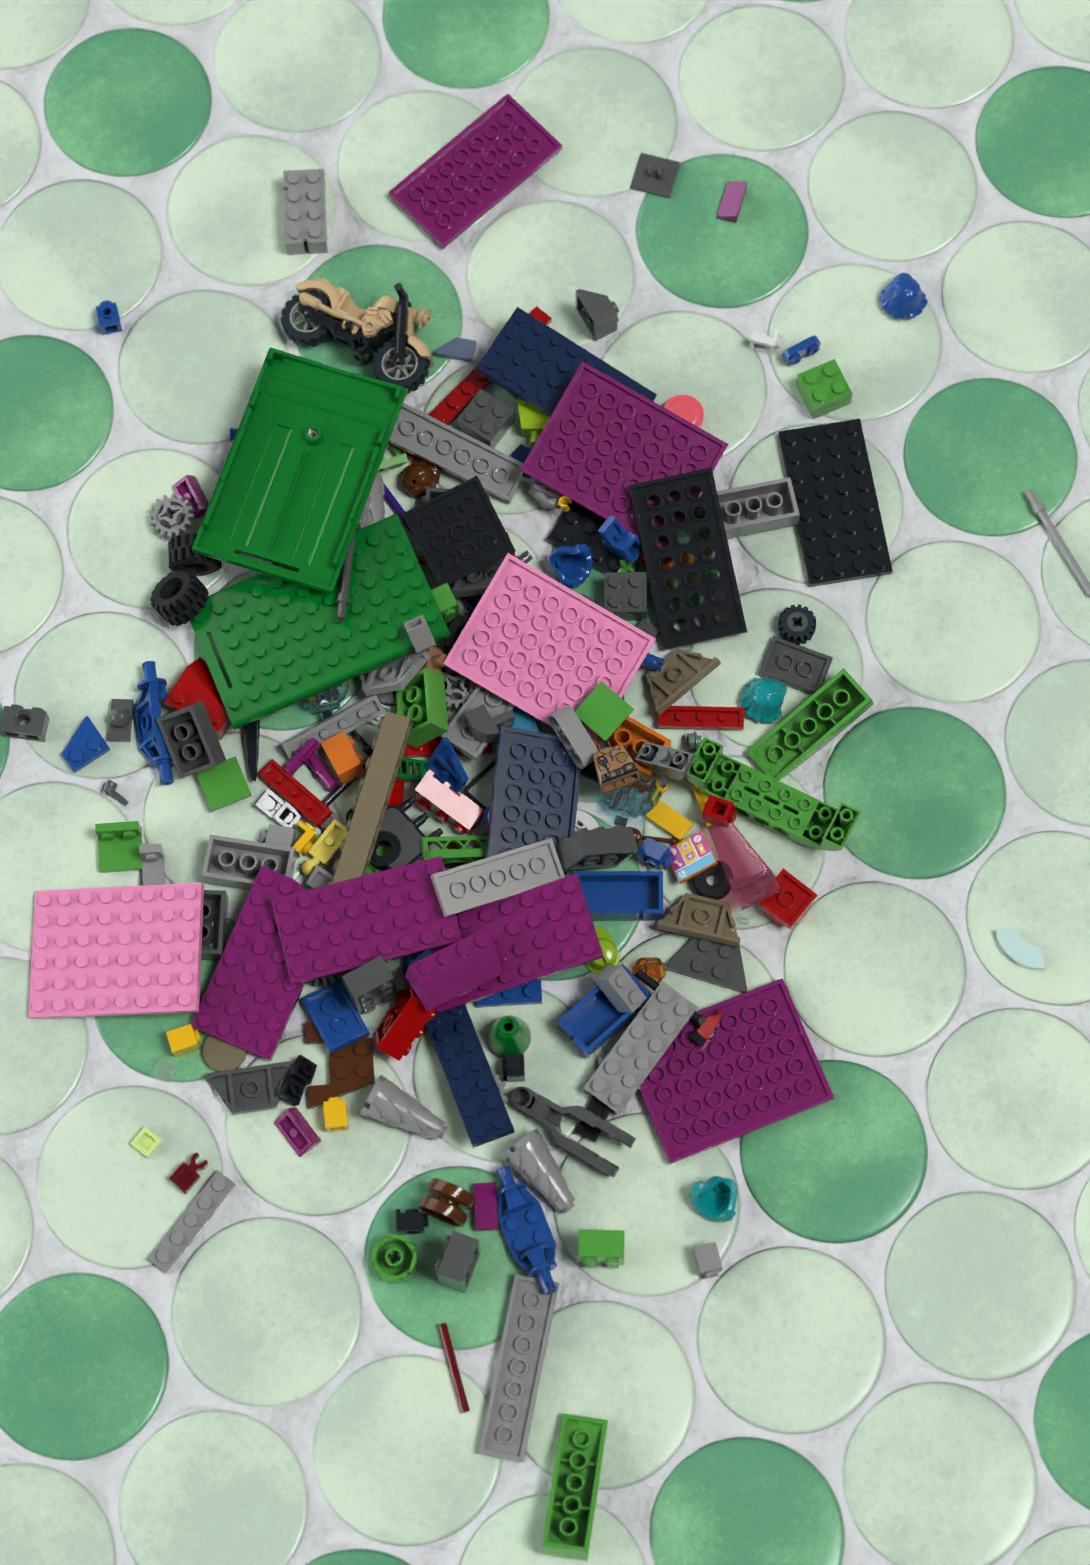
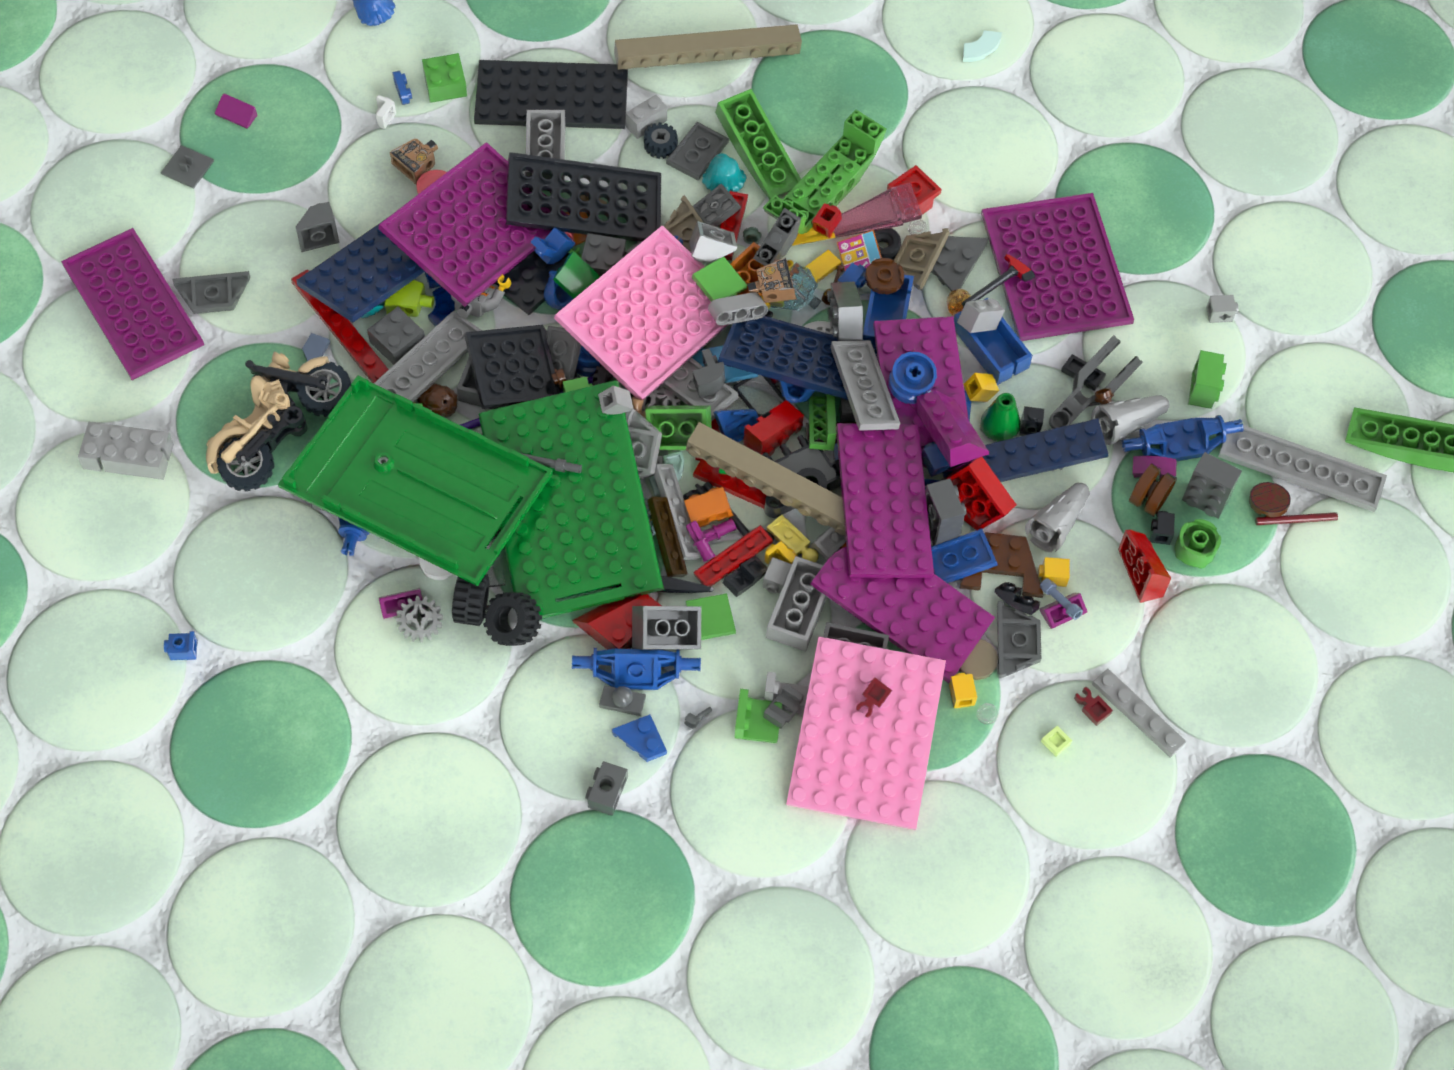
camera: 85 degrees left, 10 degrees down
(125, 864) = (790, 698): none -> dark grey piece
(143, 946) = (876, 695): none -> dark red plate
(287, 1136) = (1049, 588): none -> sand blue bar
(298, 722) = (667, 537): none -> dark brown plate
(357, 1204) = (1143, 566): none -> red wedge
(456, 580) = (558, 377): none -> reddish brown plate
(469, 1334) = (1269, 499): none -> reddish brown tile
(496, 918) = (912, 376): none -> blue wheel
(504, 238) = (212, 292): none -> dark grey wing
(544, 1008) = (981, 387): none -> yellow brick
(553, 1136) = (1103, 396): none -> reddish brown plate
(583, 572) = (575, 275): none -> green slope
(640, 1047) = (1032, 317): light grey plate -> none
(651, 695) = (711, 242): none -> light grey slope
(653, 881) = (884, 276): none -> reddish brown tile
(711, 385) = (414, 158): none -> medium nougat torso
(715, 696) = (716, 206): none -> dark grey piece
(715, 1198) = (1171, 289): teal hair -> none
(822, 603) = (645, 115): none -> light grey brick
(933, 648) = (707, 46): none -> dark tan brick

